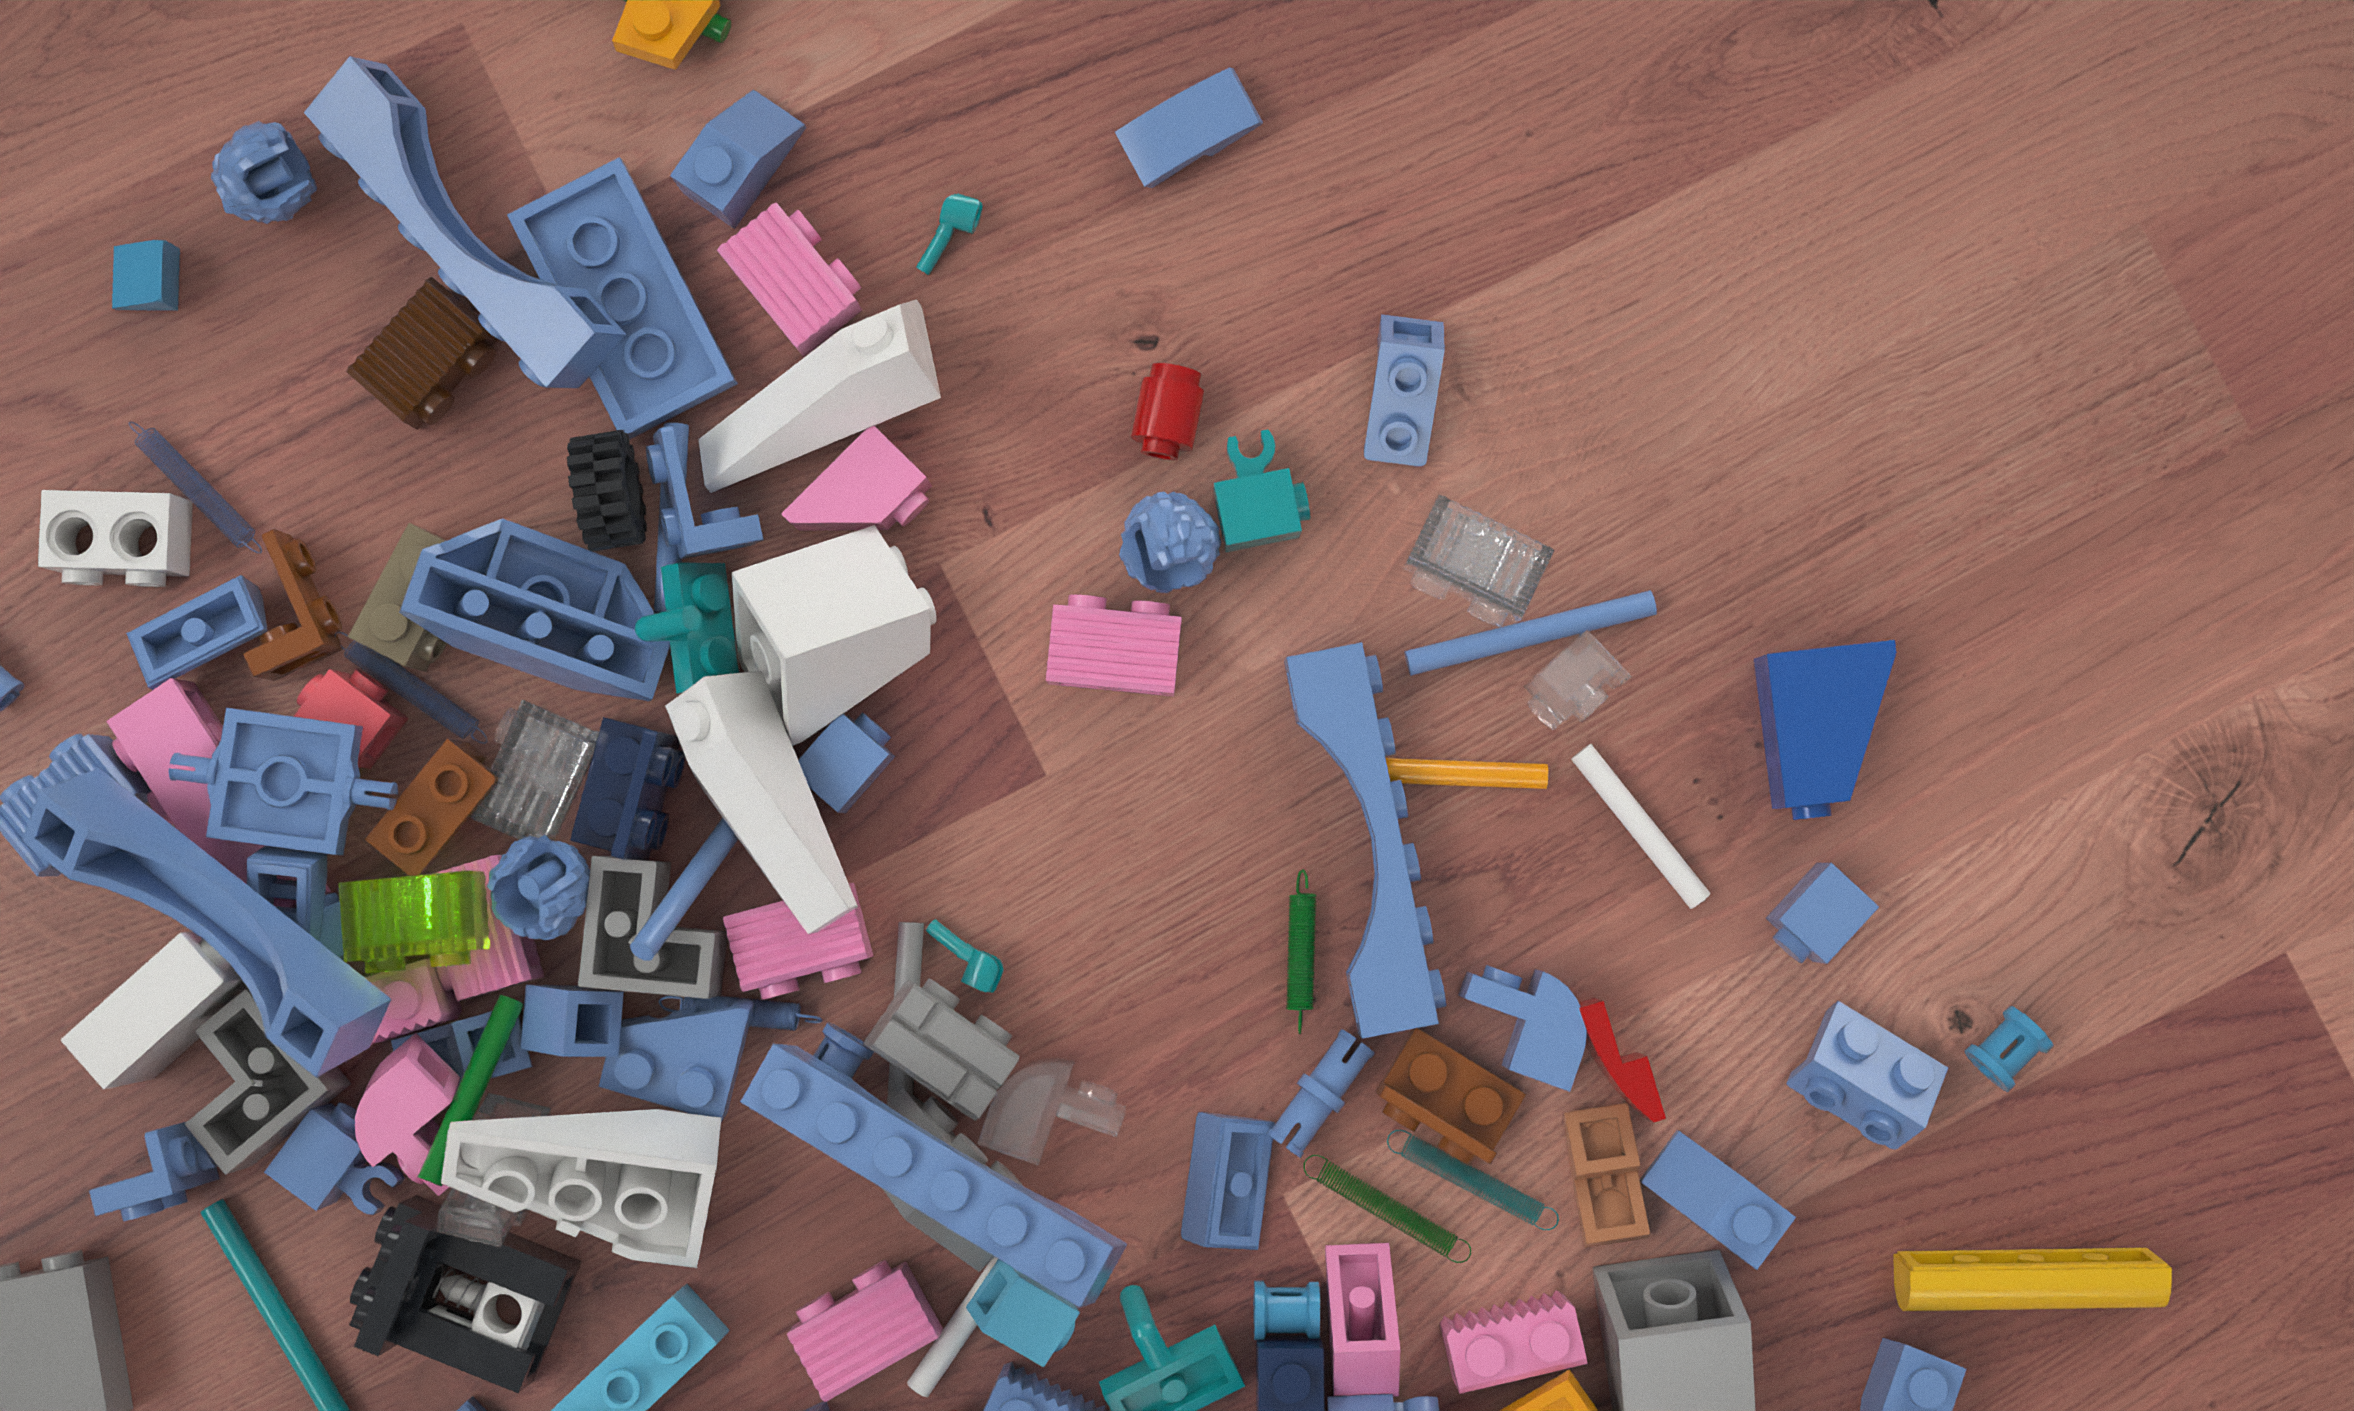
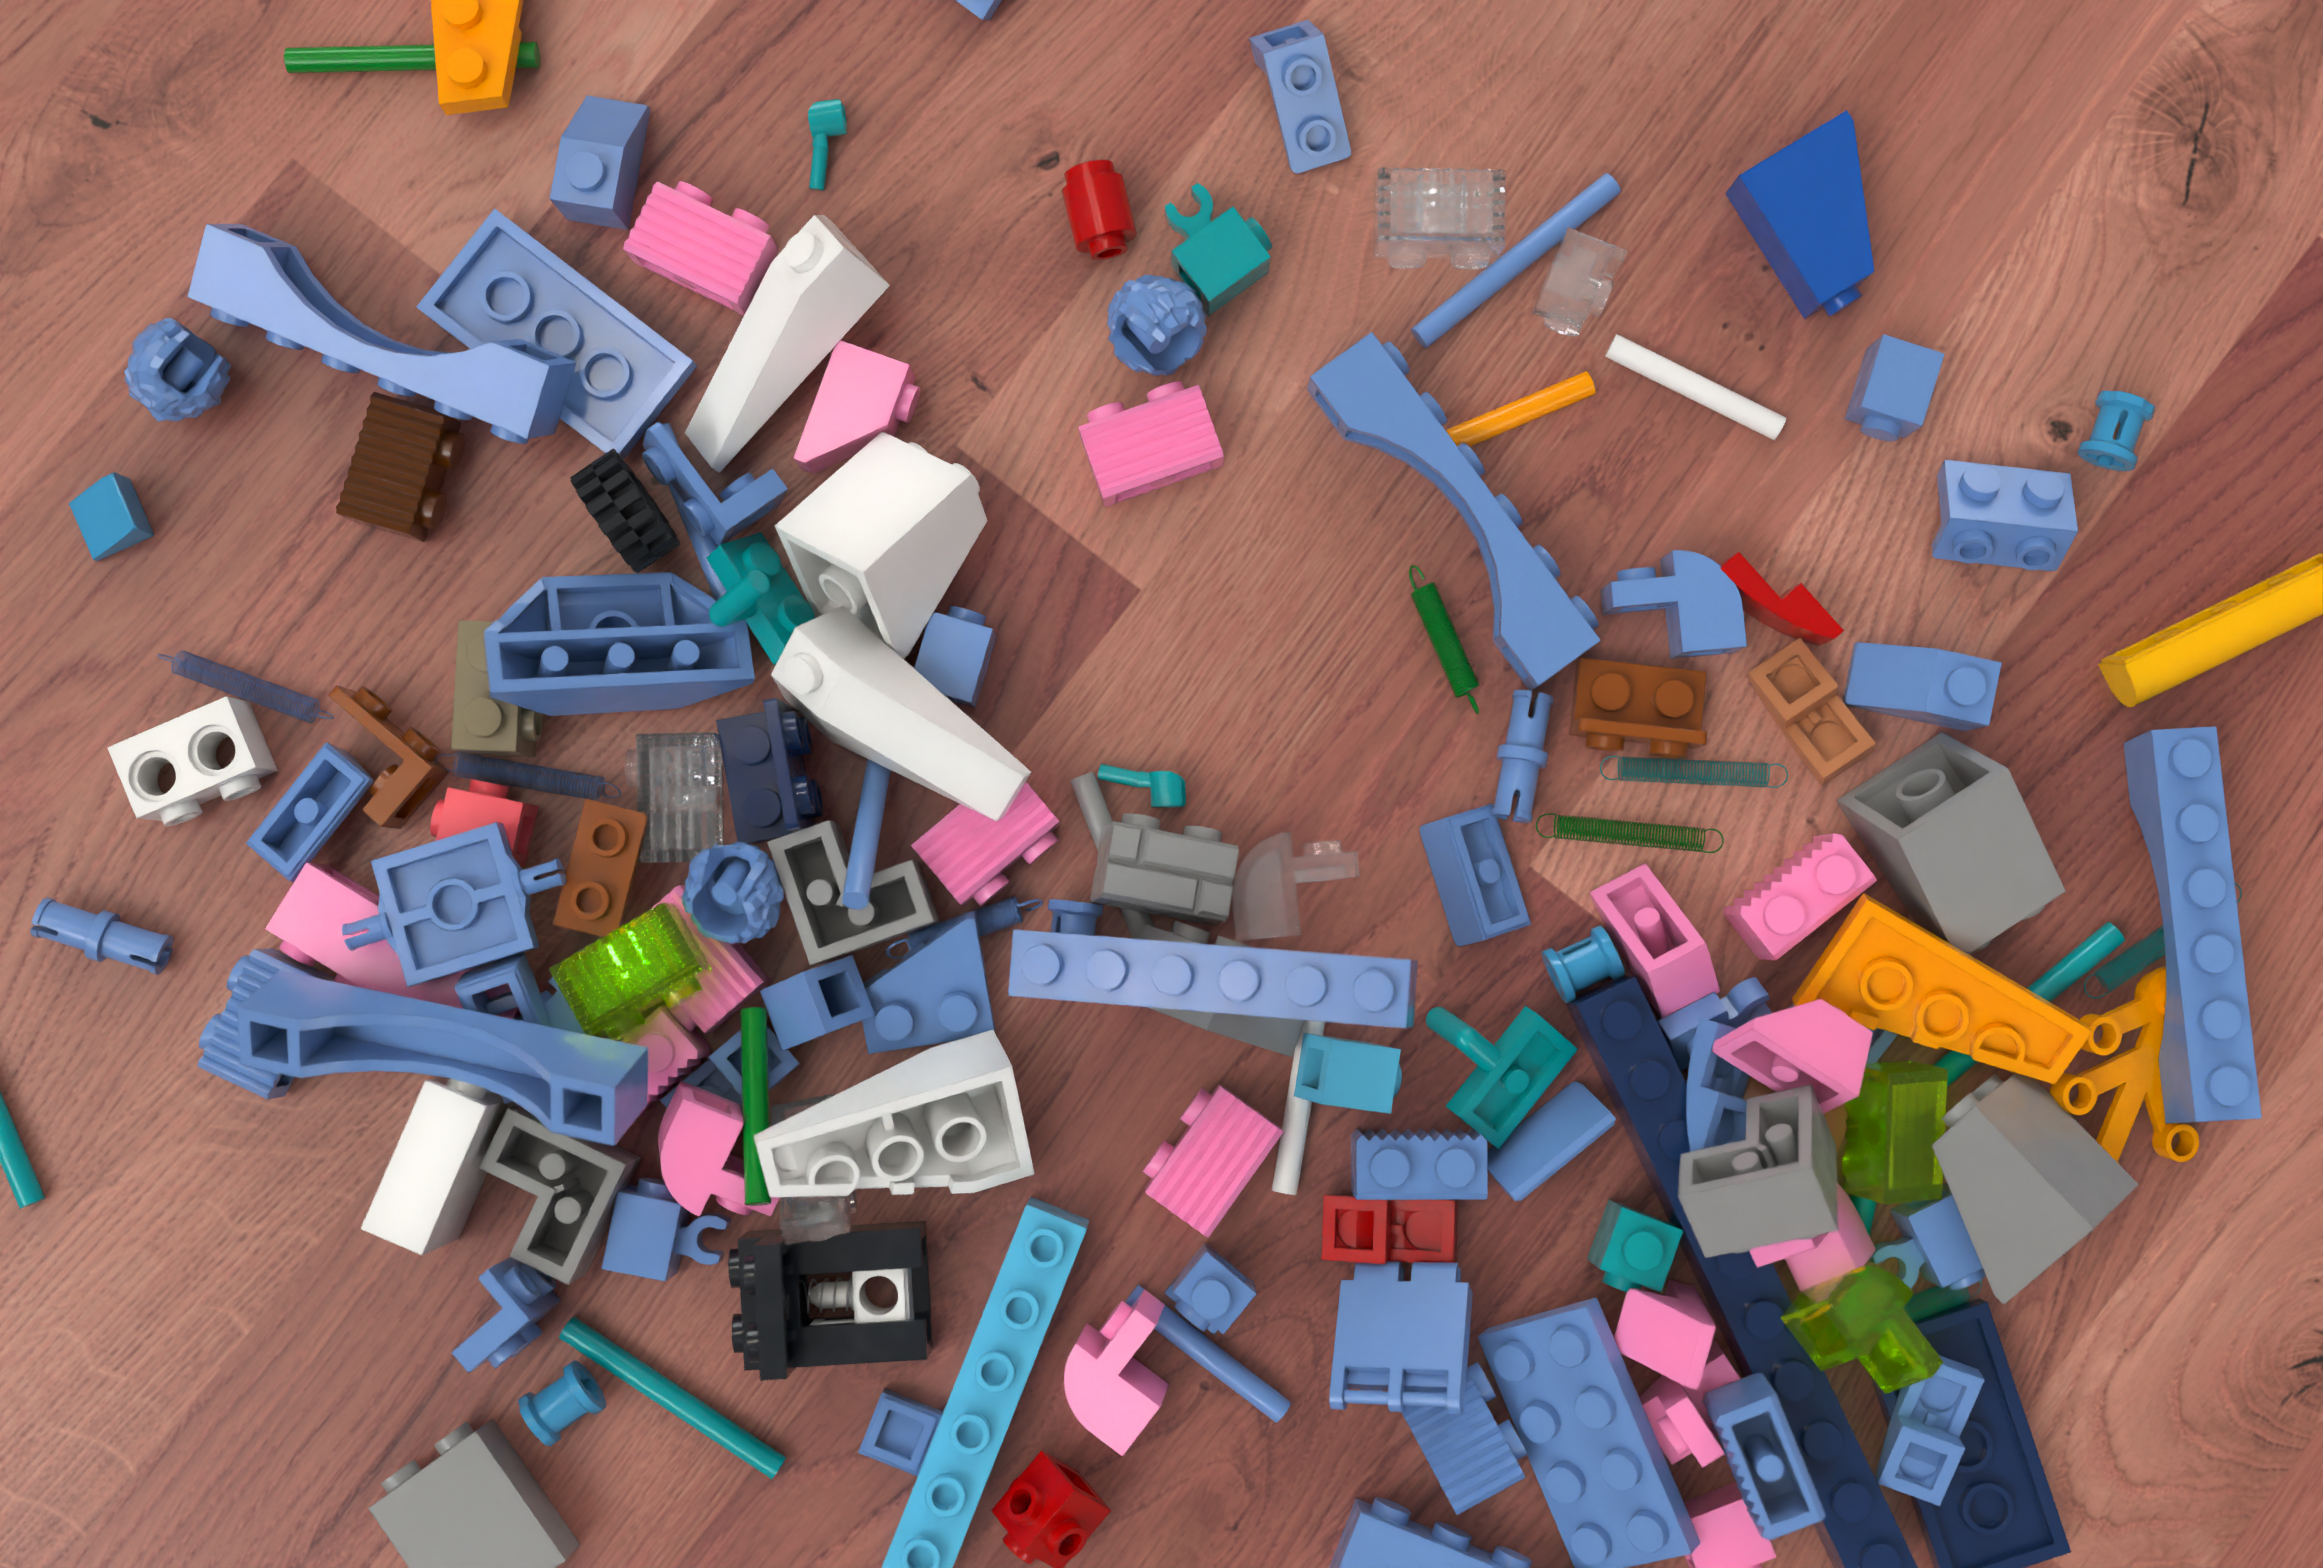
camera: 25 degrees left, 0 degrees up
(174, 1274) = (562, 1403): none -> dark azure bush

